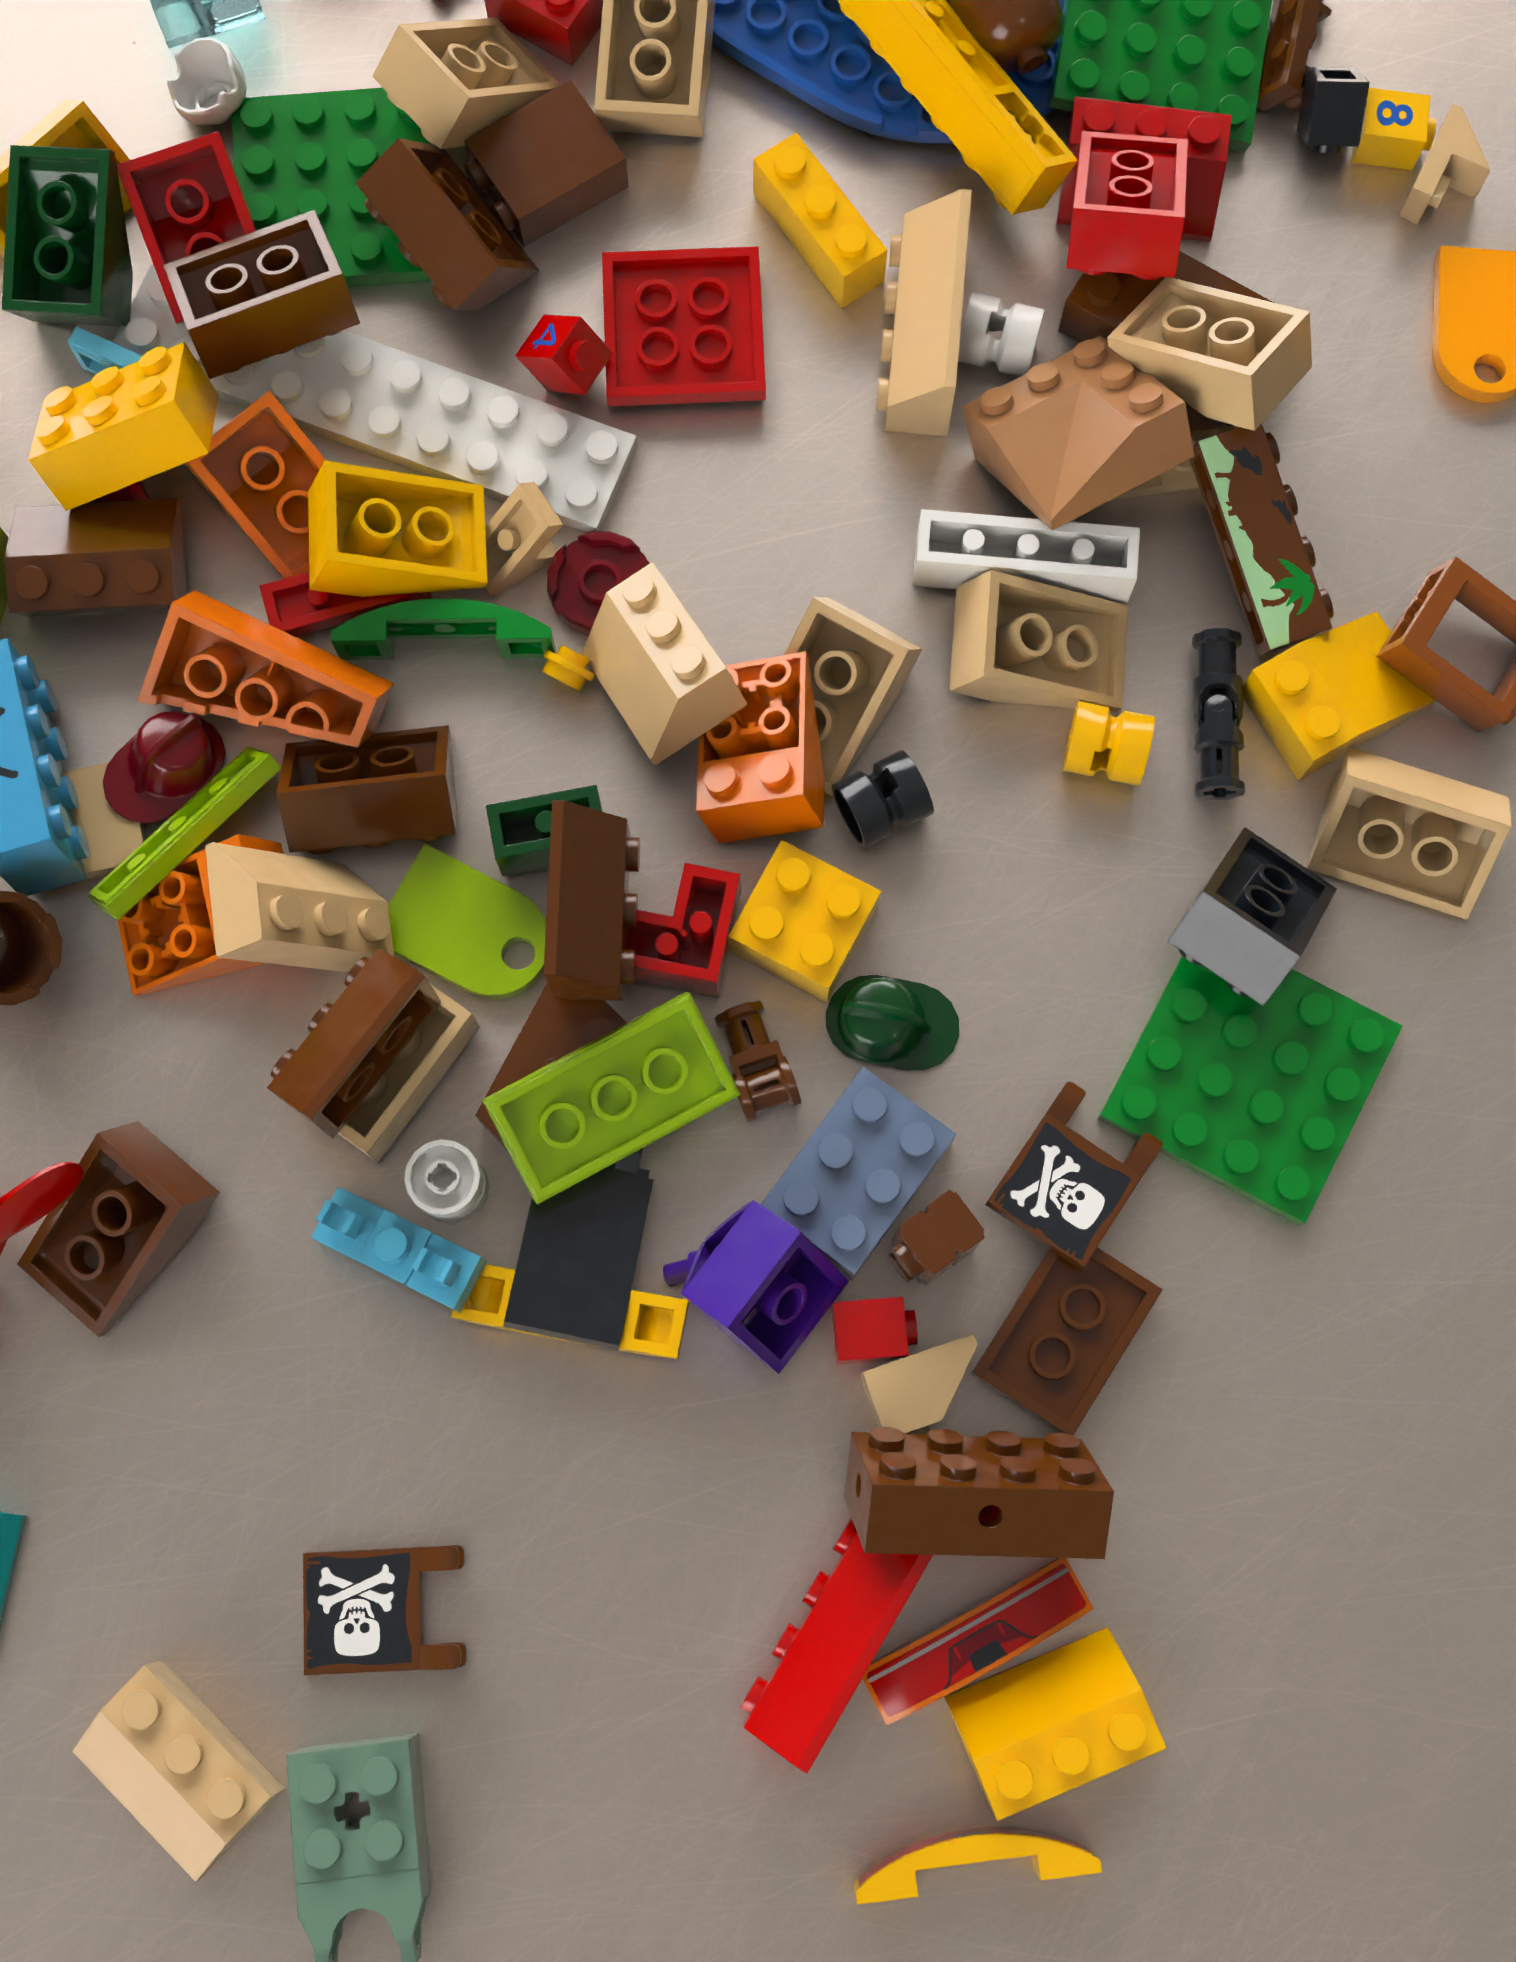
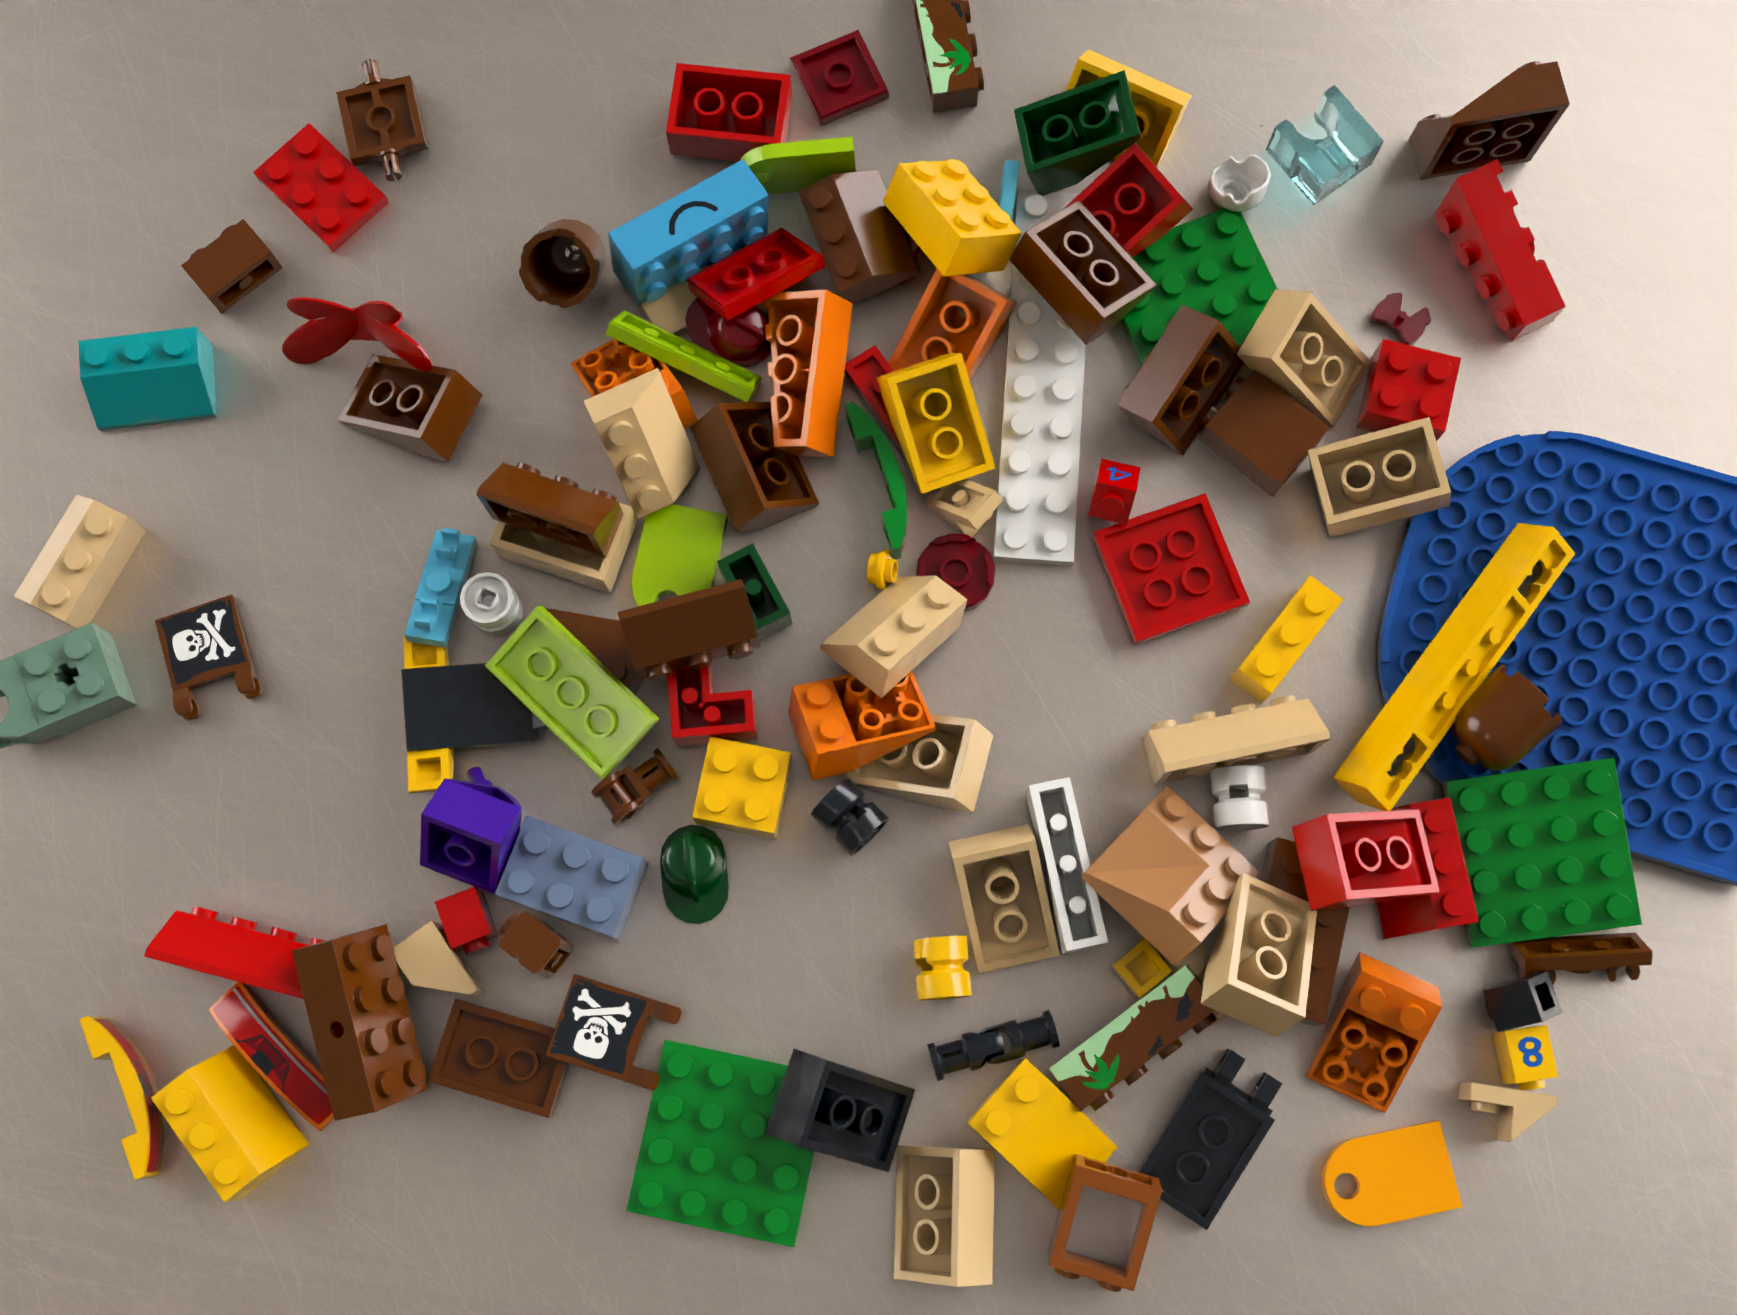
camera: 75 degrees right, 0 degrees up
(104, 704) = (755, 273): none -> red tile
(1172, 514) = (1141, 968): none -> yellow plate
(1321, 263) = (1374, 1032): none -> orange slope
(1393, 497) = (1210, 1139): none -> black tile

